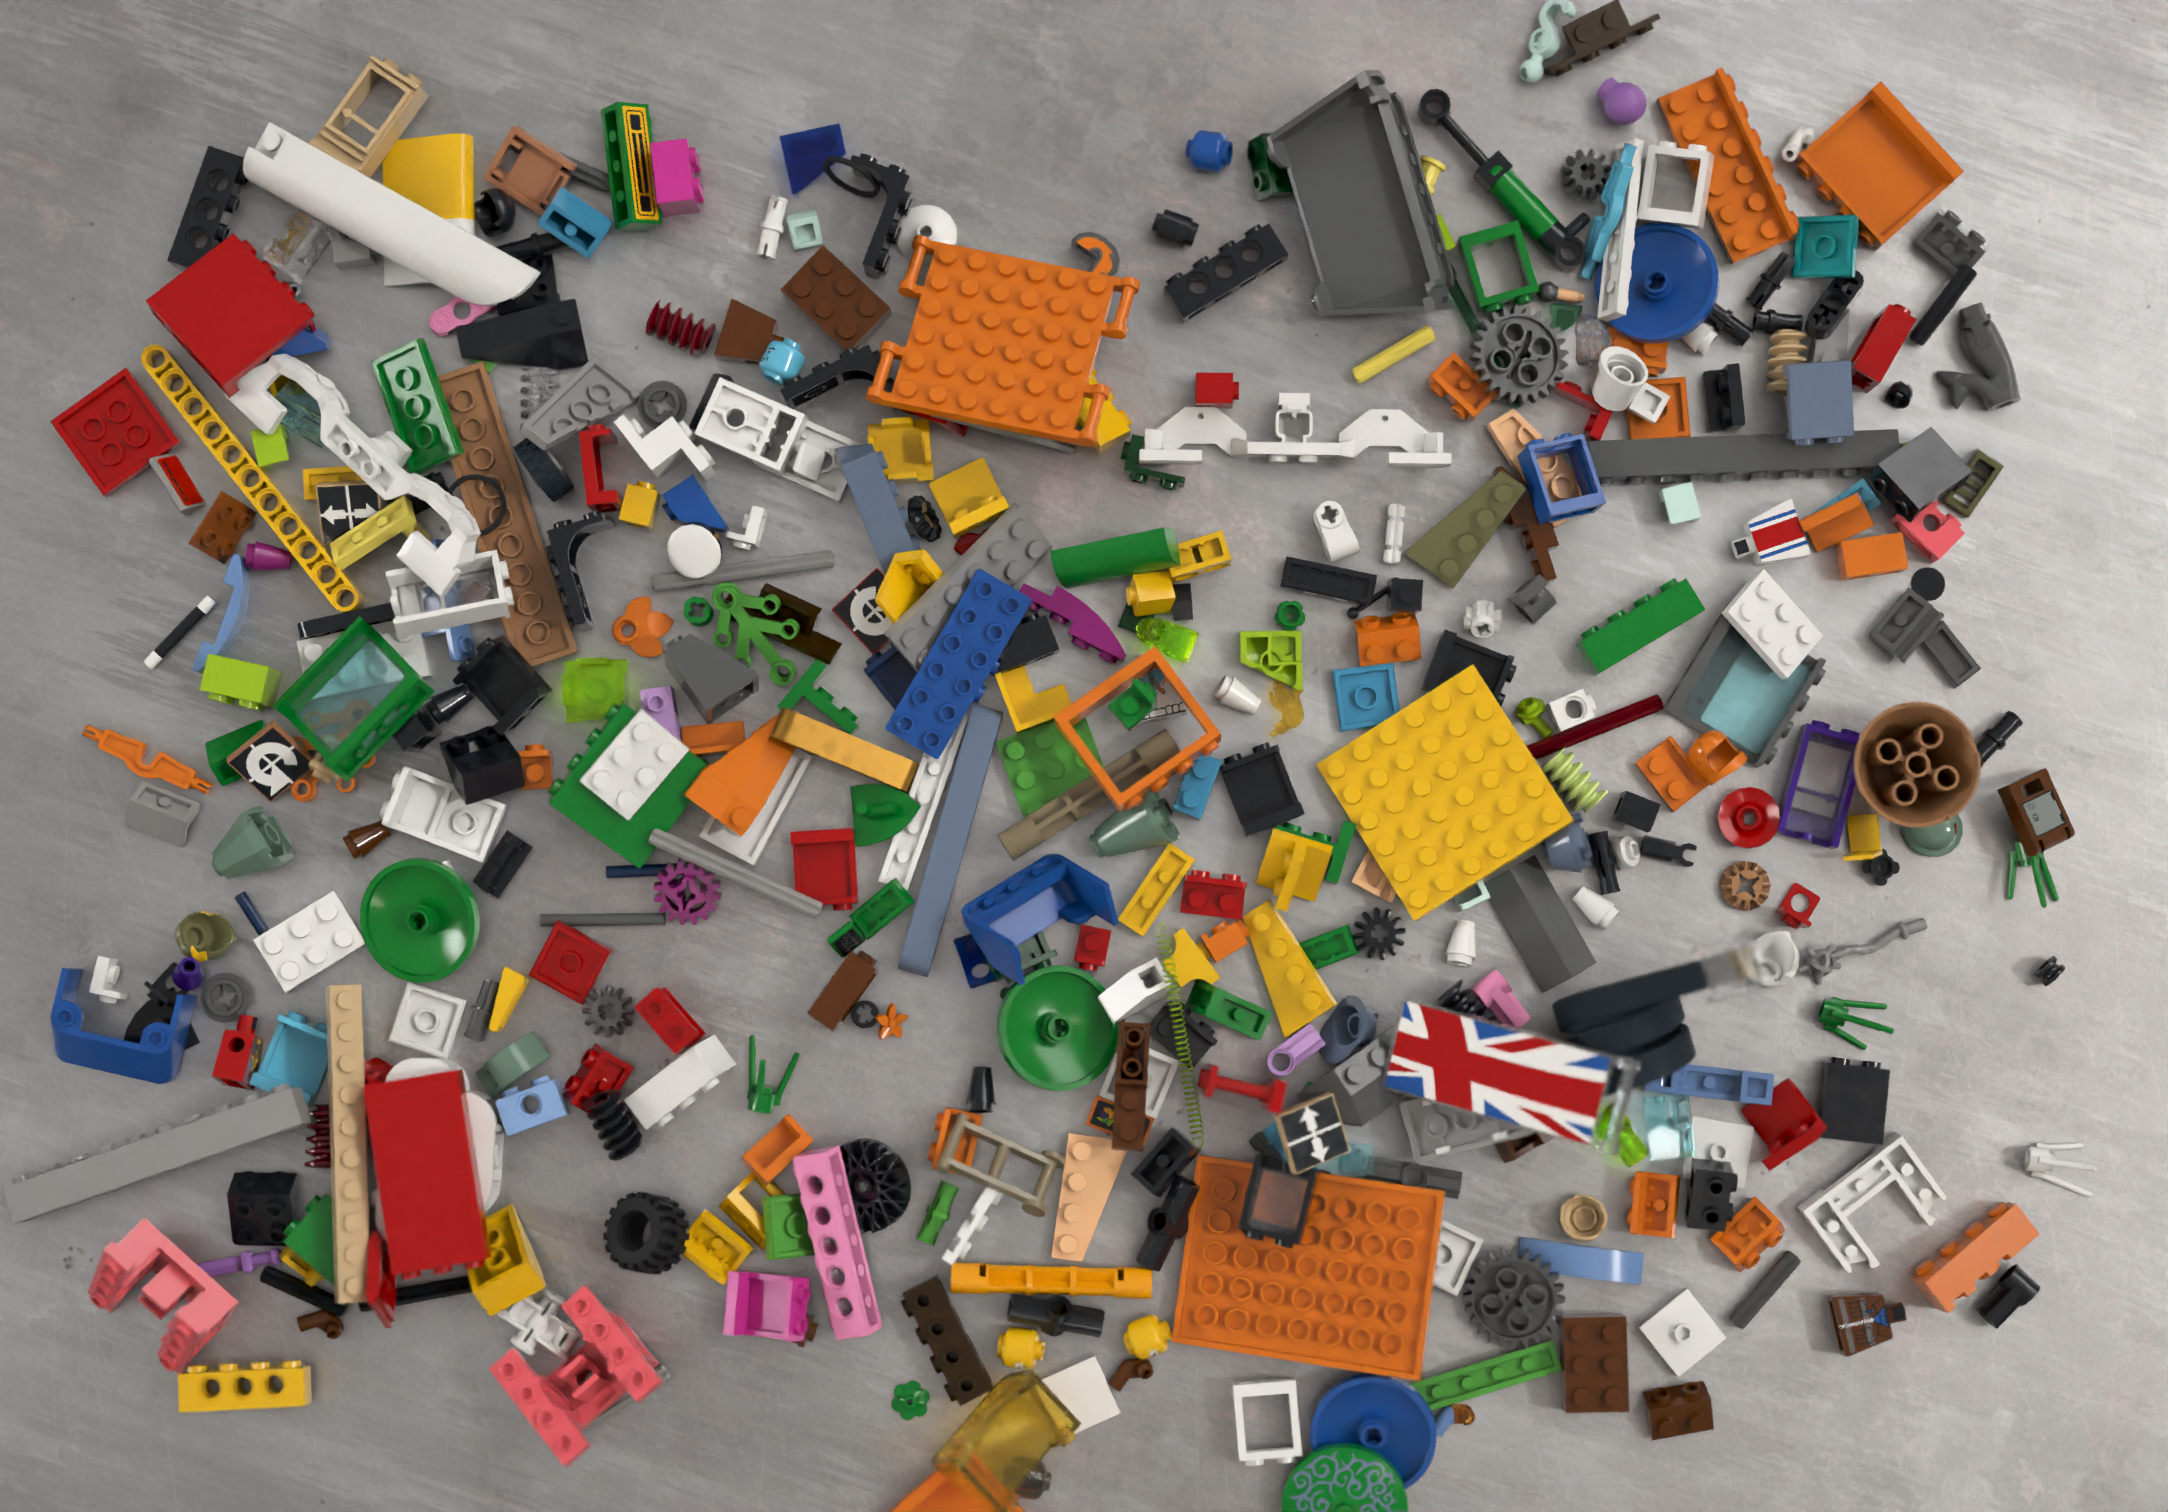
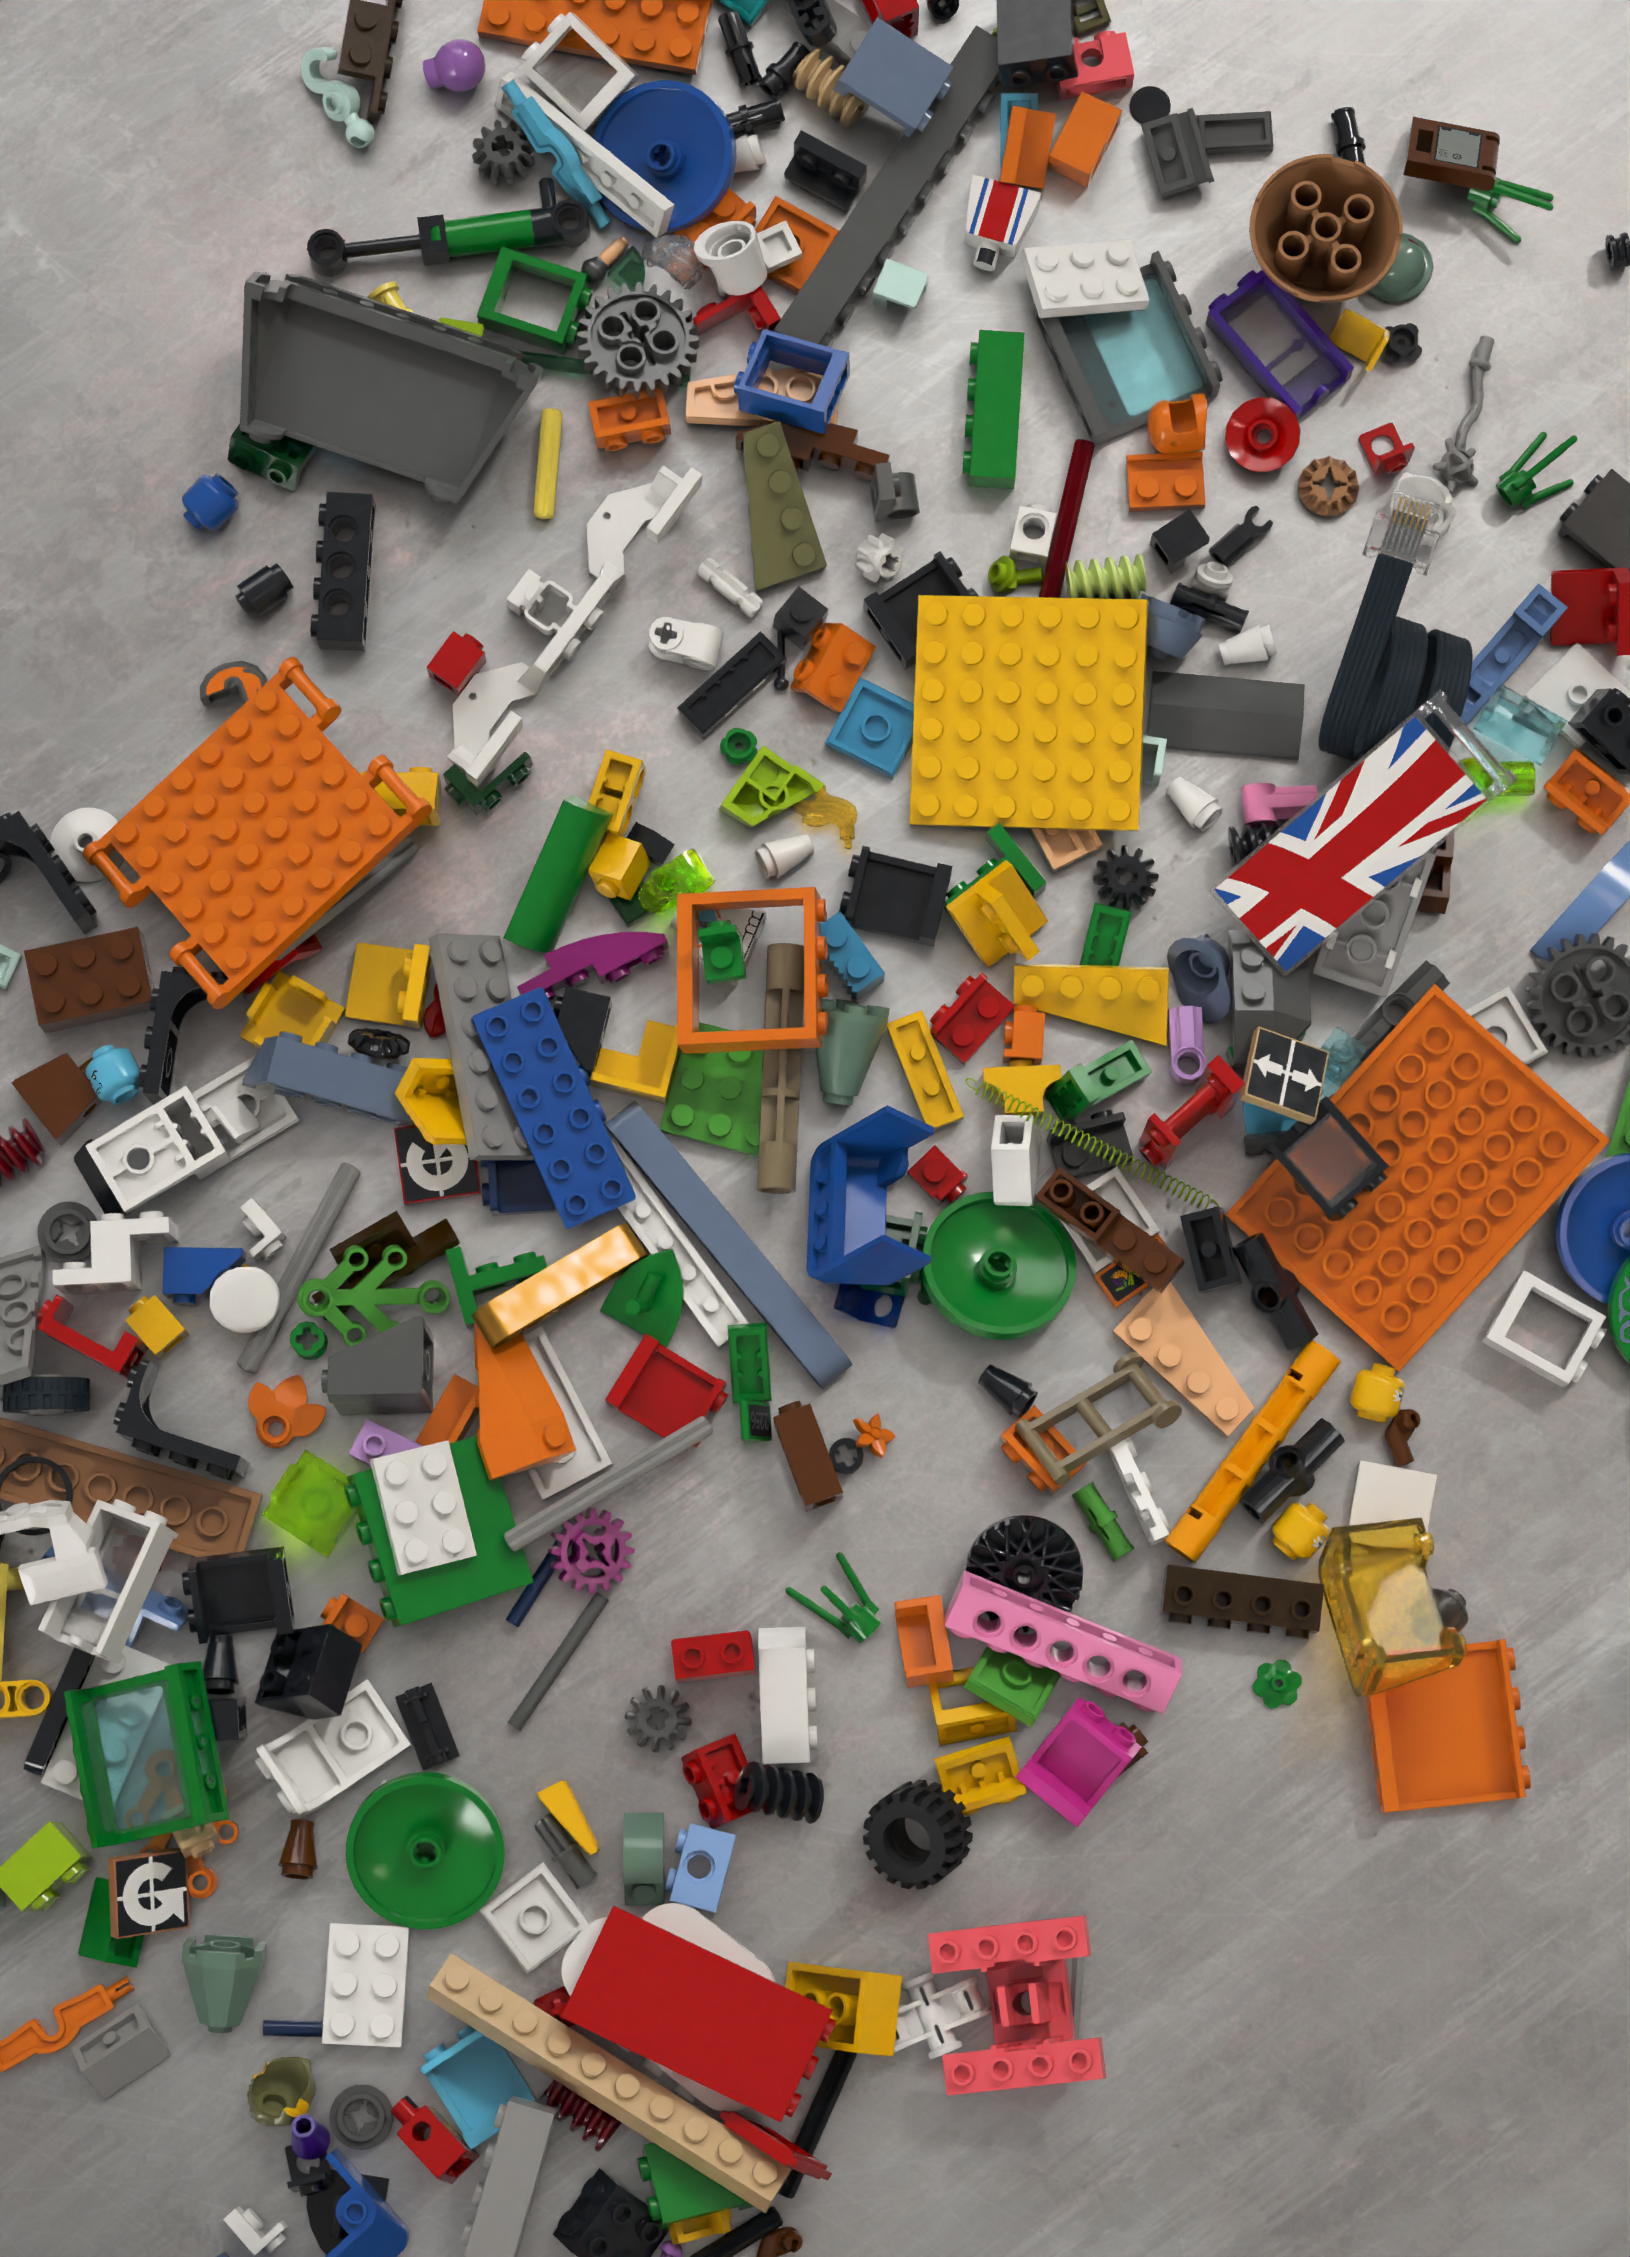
camera: 55 degrees left, 5 degrees down
(570, 962) = (579, 1724): red tile -> none
(1583, 1218) = (1554, 871): tan hair -> none

